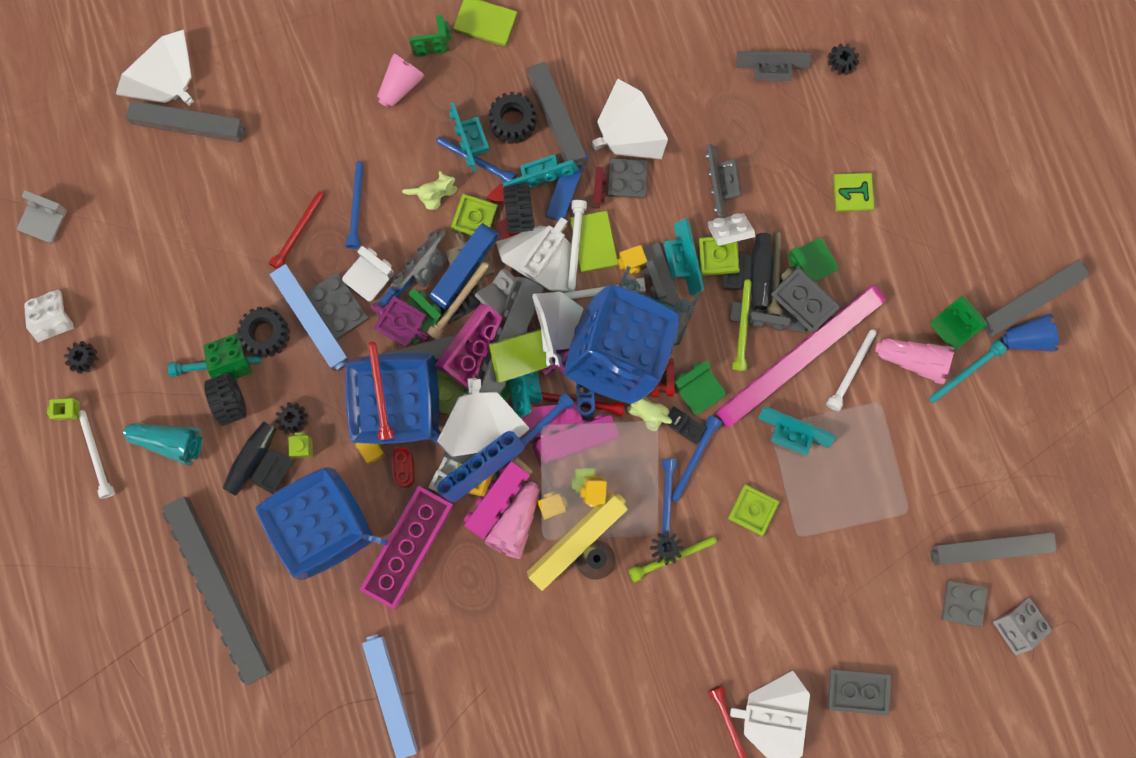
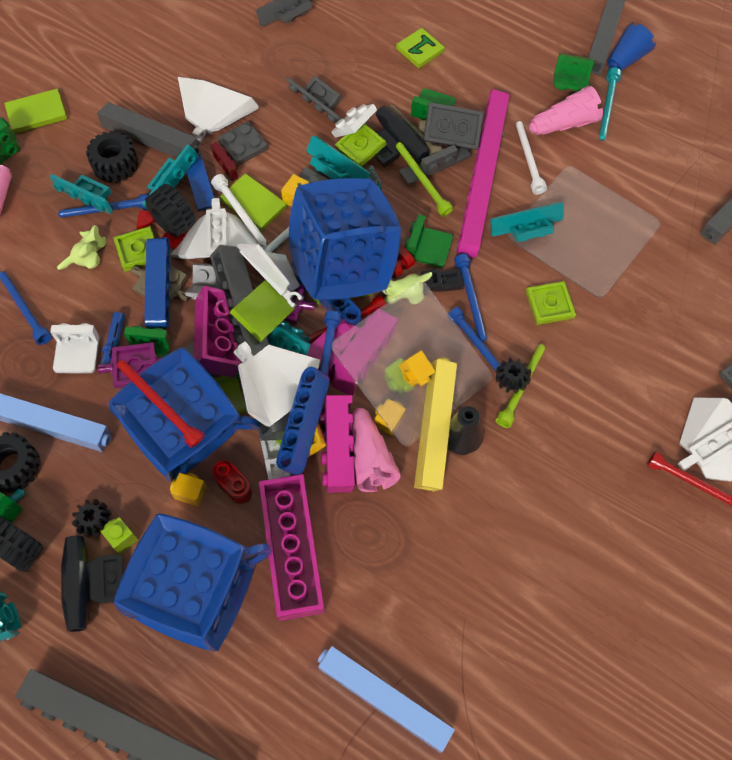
camera: 40 degrees left, 15 degrees down
(337, 306) = (66, 394): dark grey plate -> none
(424, 263) = (121, 307): dark grey bracket -> none
(436, 331) = (174, 313): tan piece -> none
(468, 305) = (180, 319): black slope -> none

